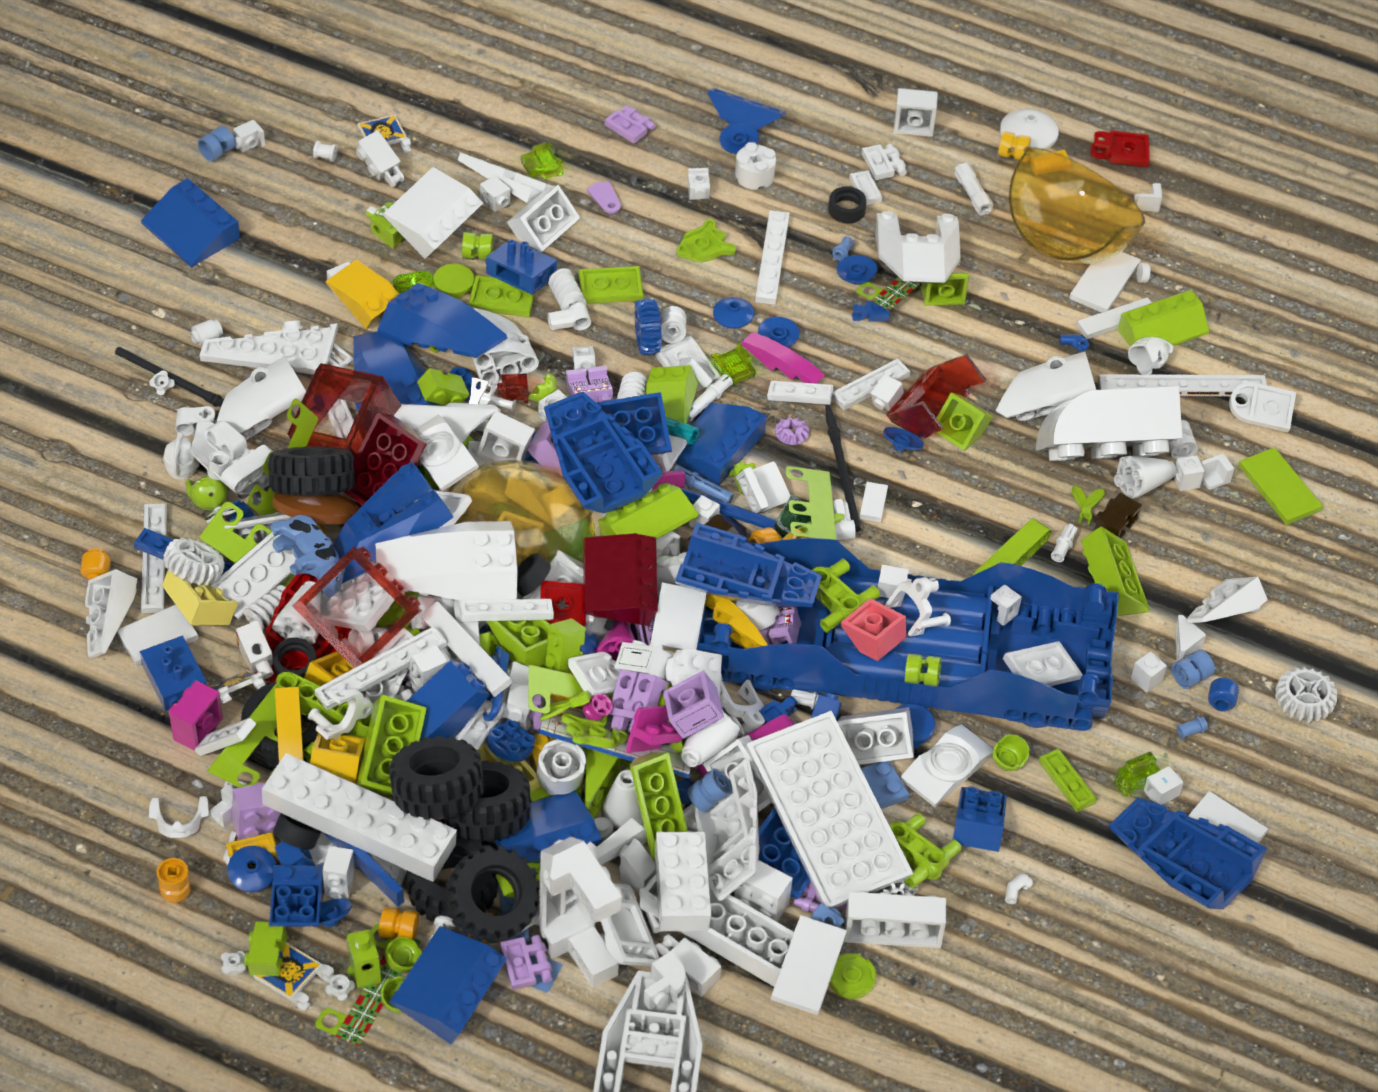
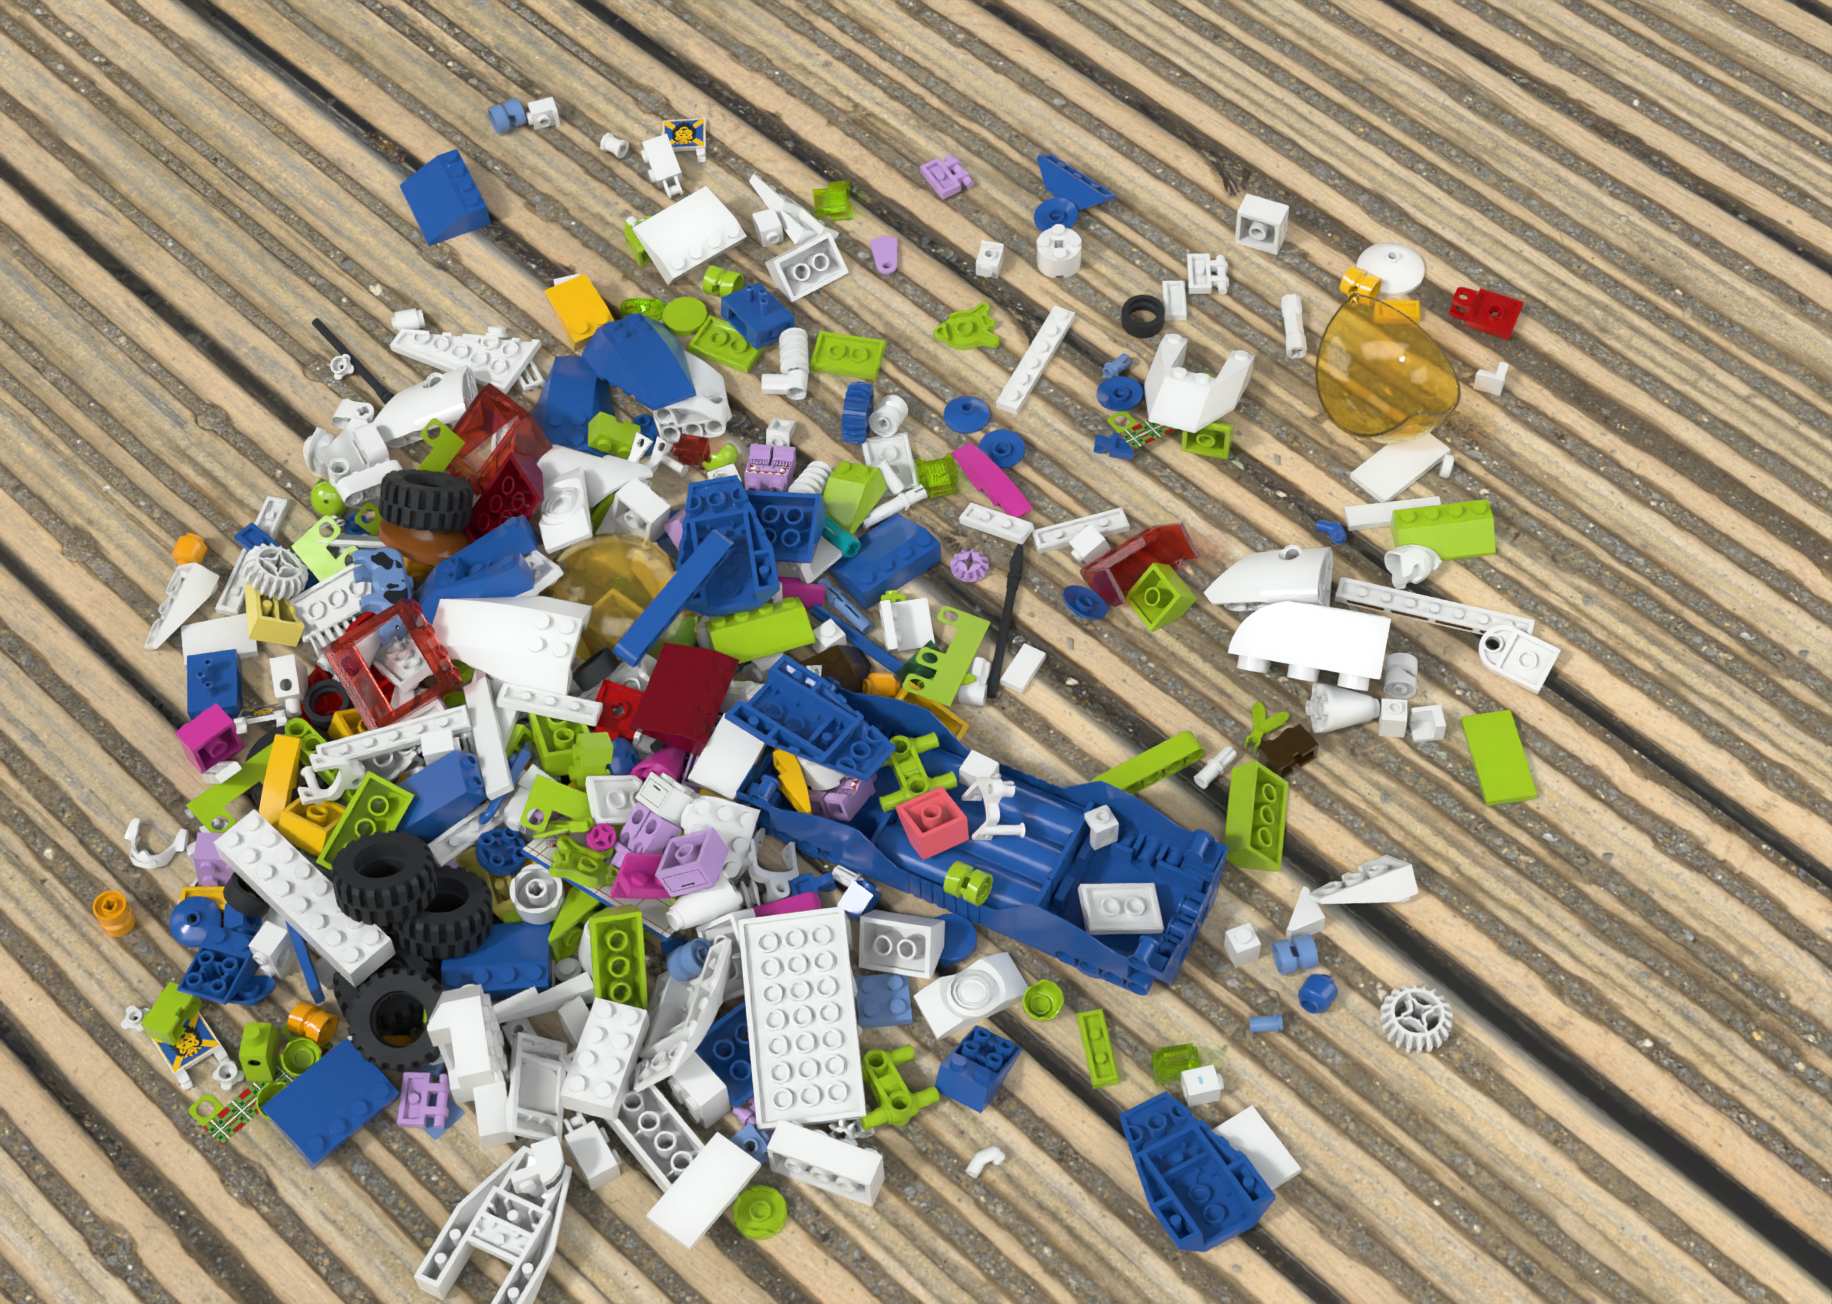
camera: 25 degrees right, 5 degrees up
(578, 499) = (673, 598): none -> blue beam

